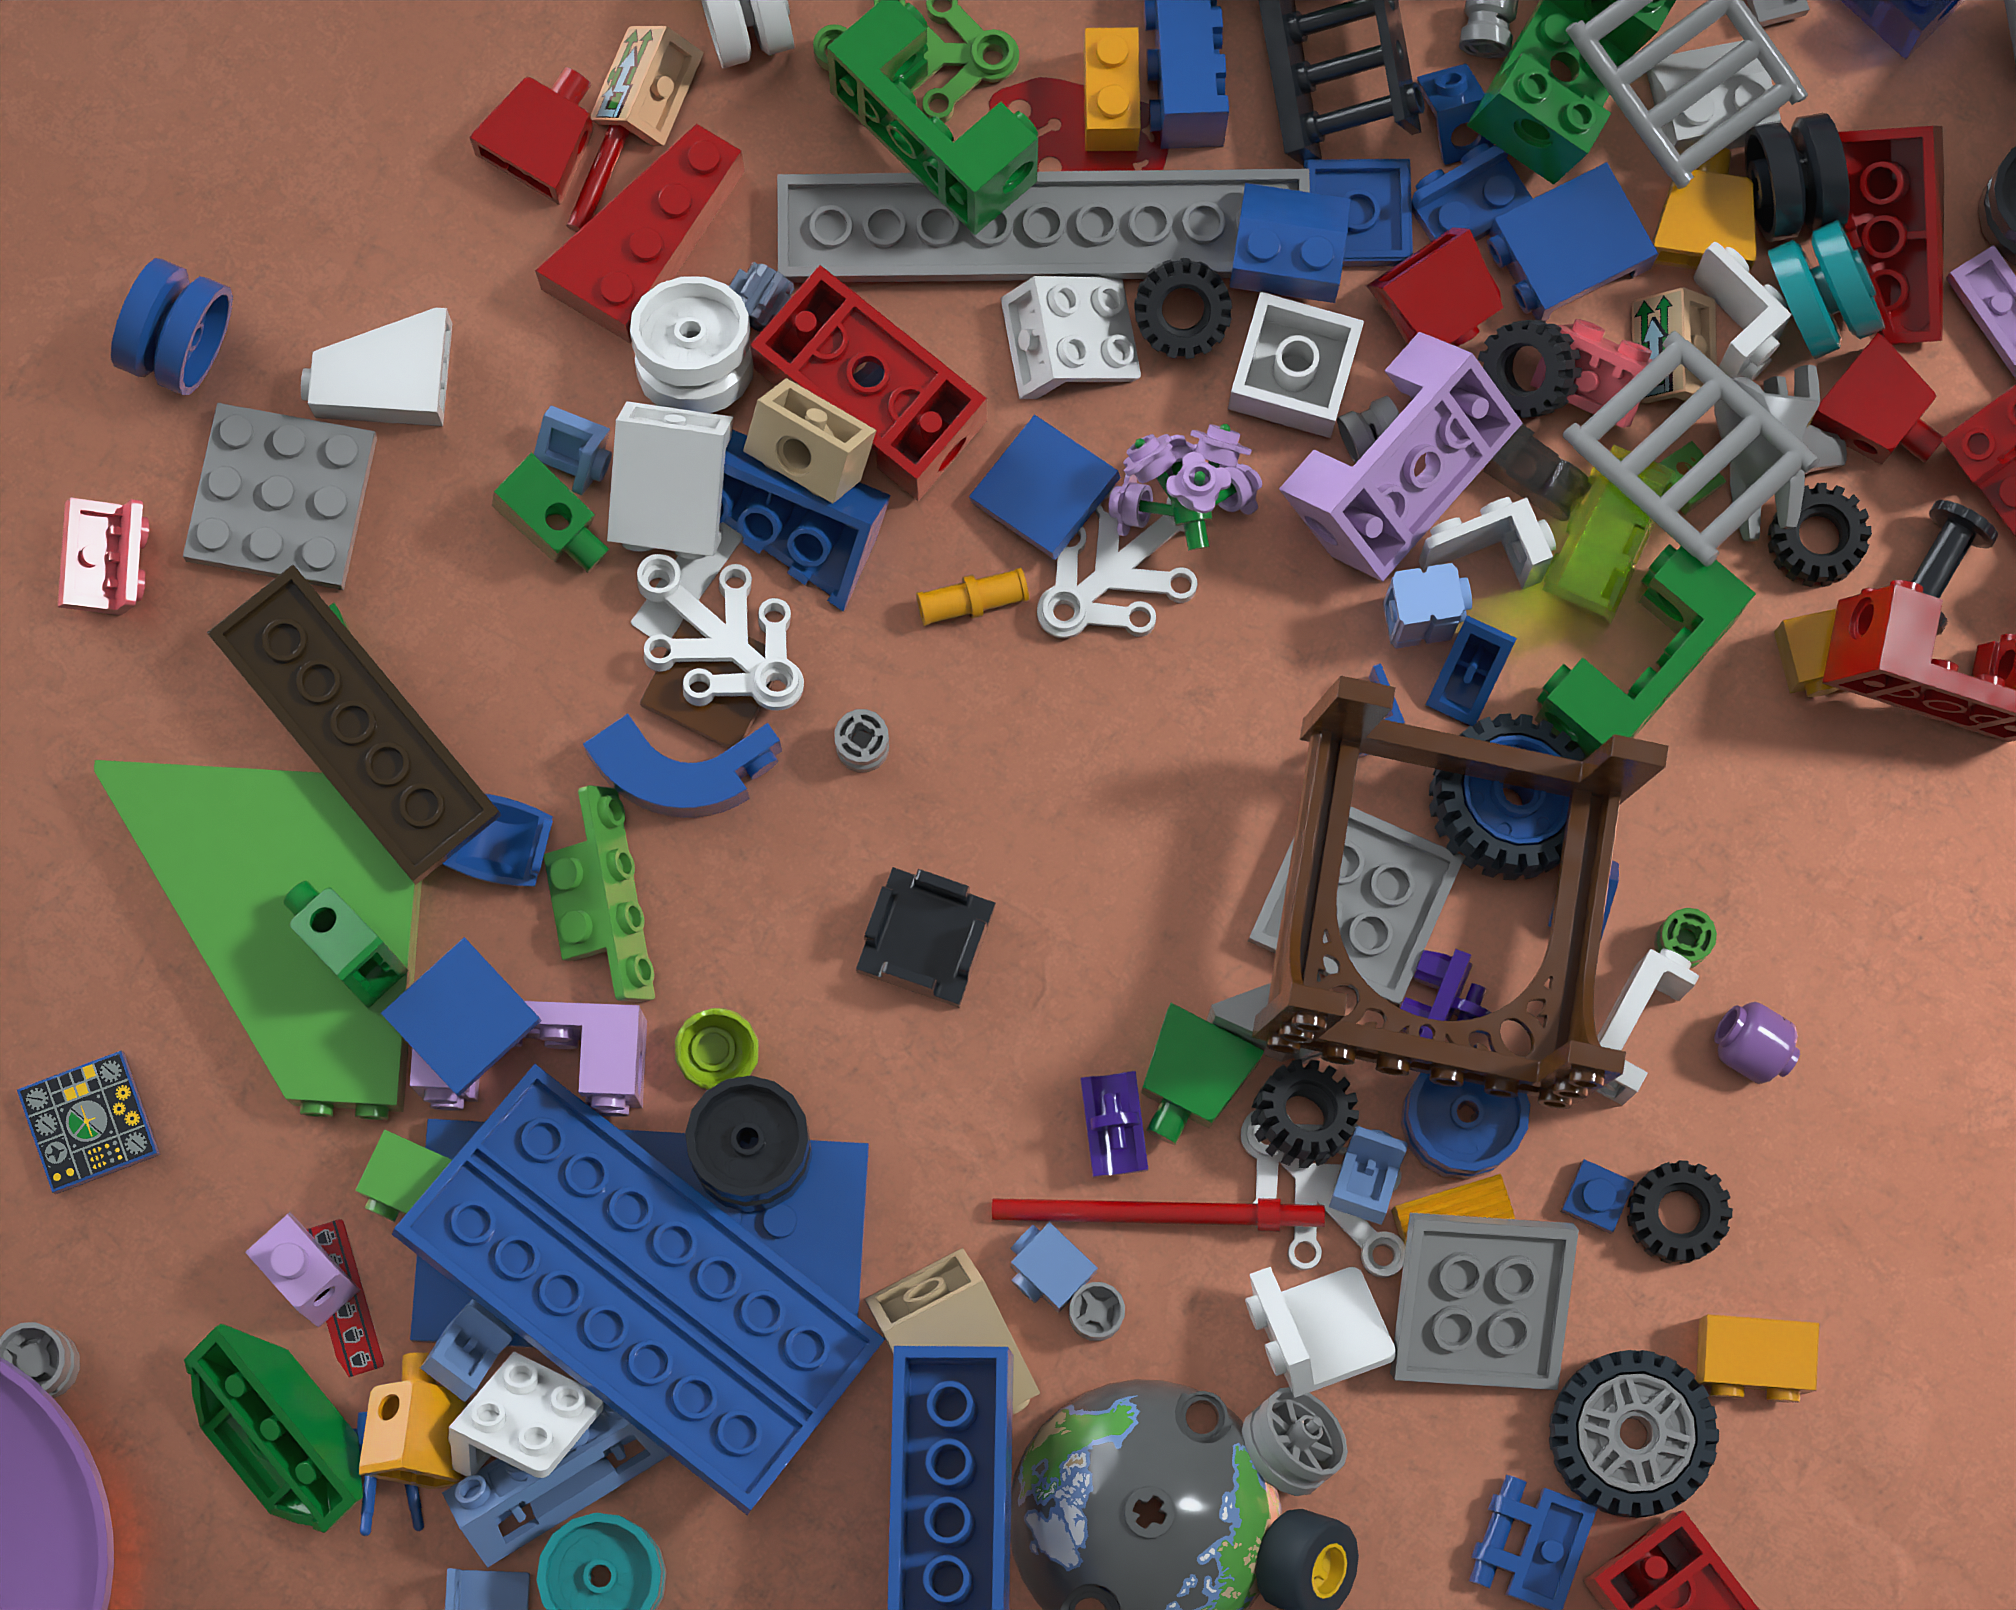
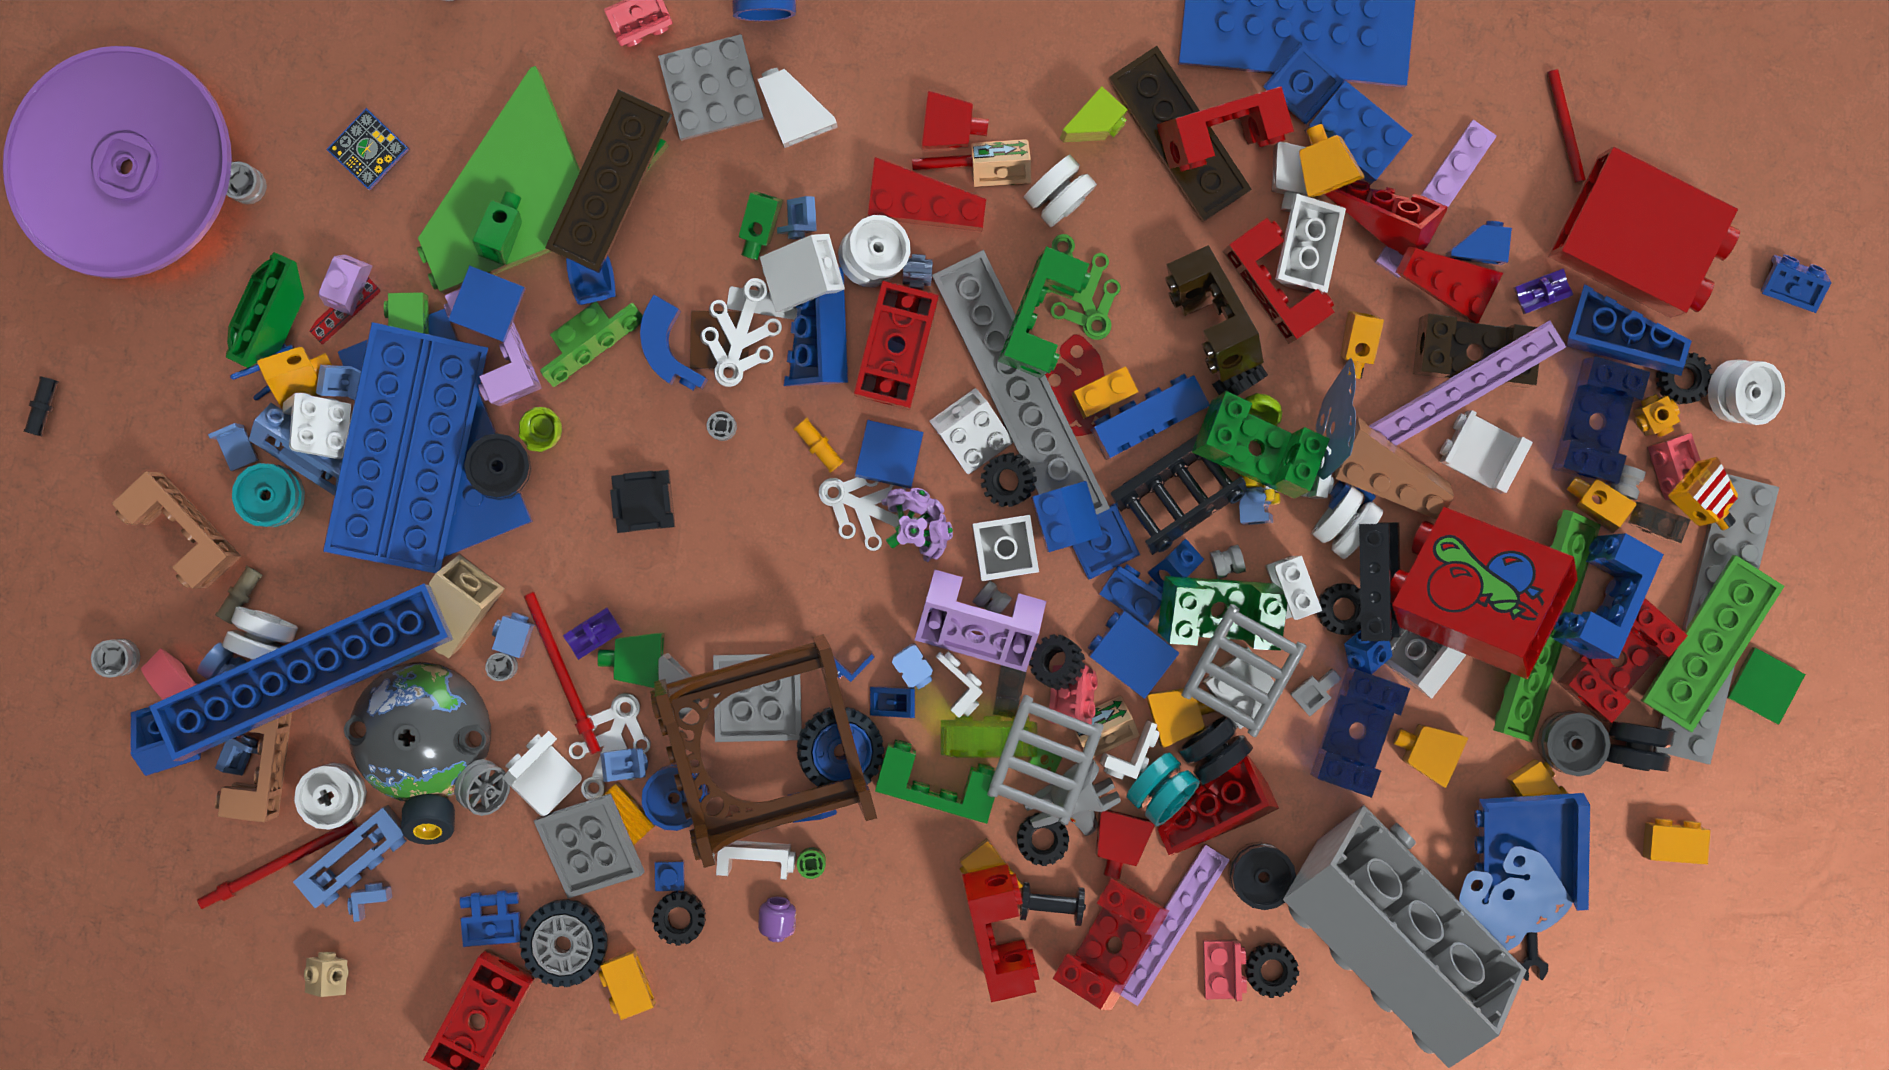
camera: 65 degrees right, 10 degrees up
(809, 440) = (848, 332): tan brick -> none
(1320, 1089) = (621, 720): black tyre -> none
(1440, 290) = (1075, 600): red torso -> none
(1449, 977) = (740, 759): dark purple hips -> none

